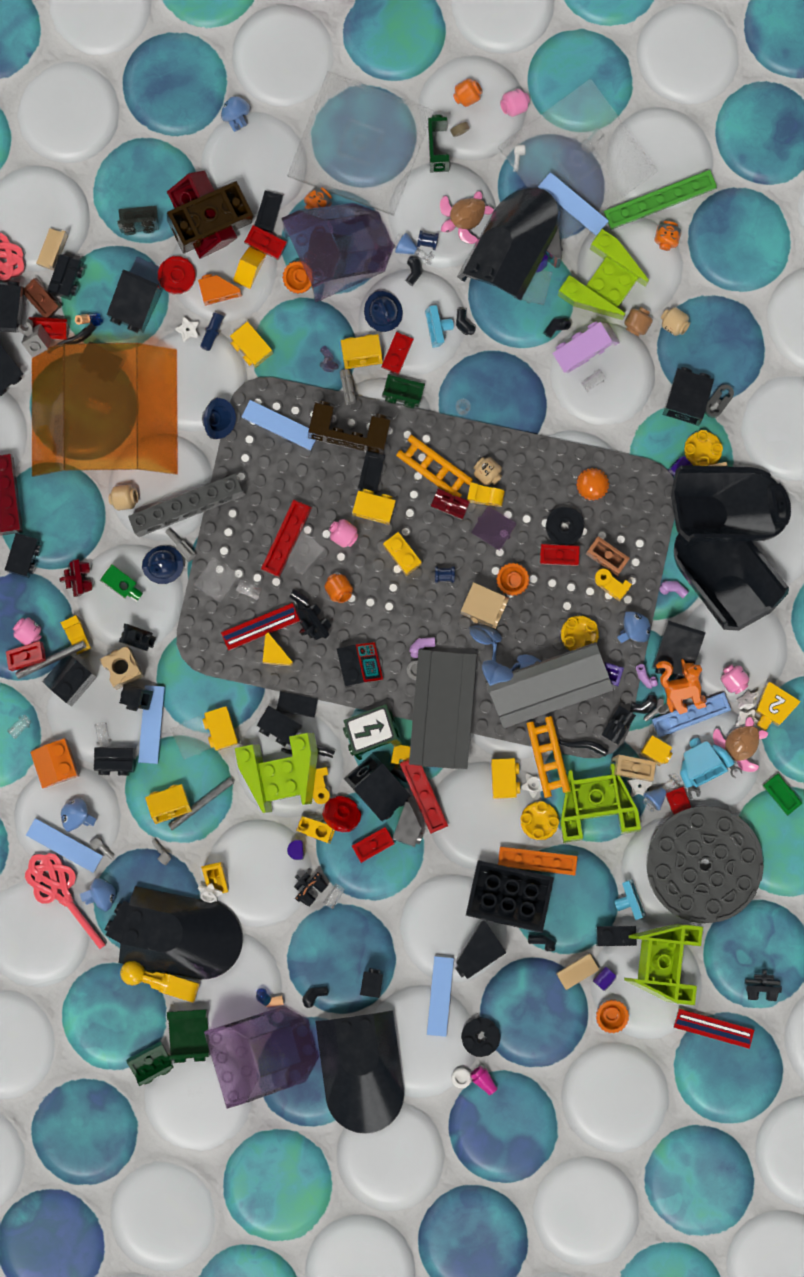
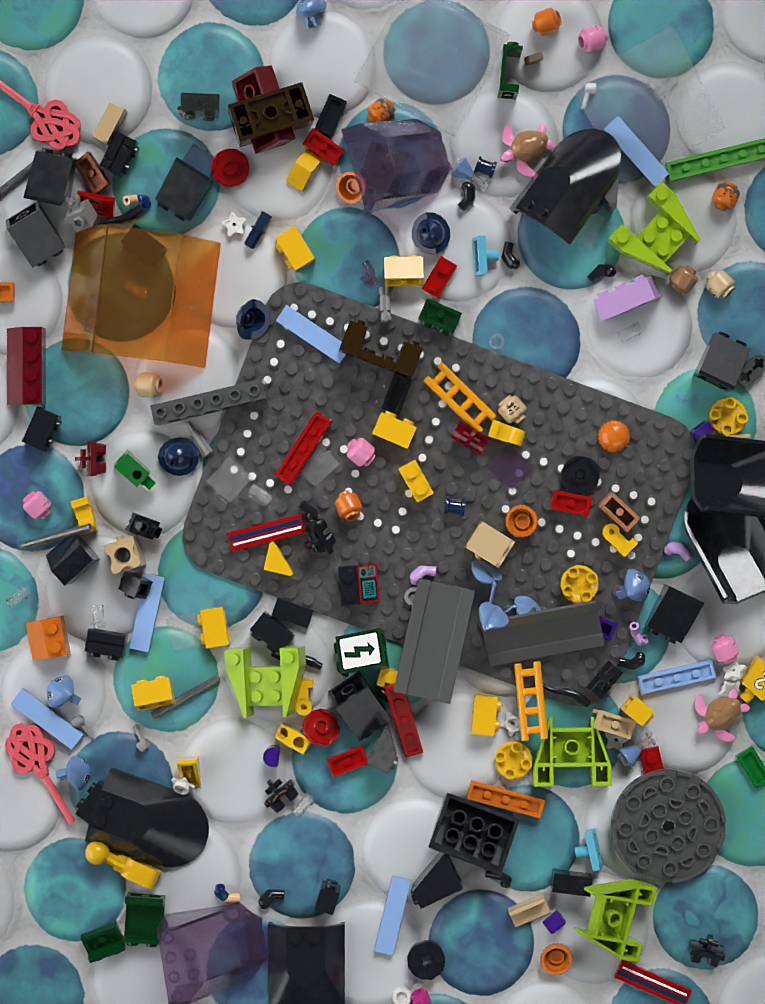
camera: 10 degrees right, 5 degrees up
(25, 656) = (32, 529): red plate -> none
(216, 289) = (268, 188): orange slope -> none
(659, 709) = (648, 667): light grey hand -> none
(683, 688) = (673, 652): orange animal -> none
(704, 764) = (682, 729): medium azure torso -> none

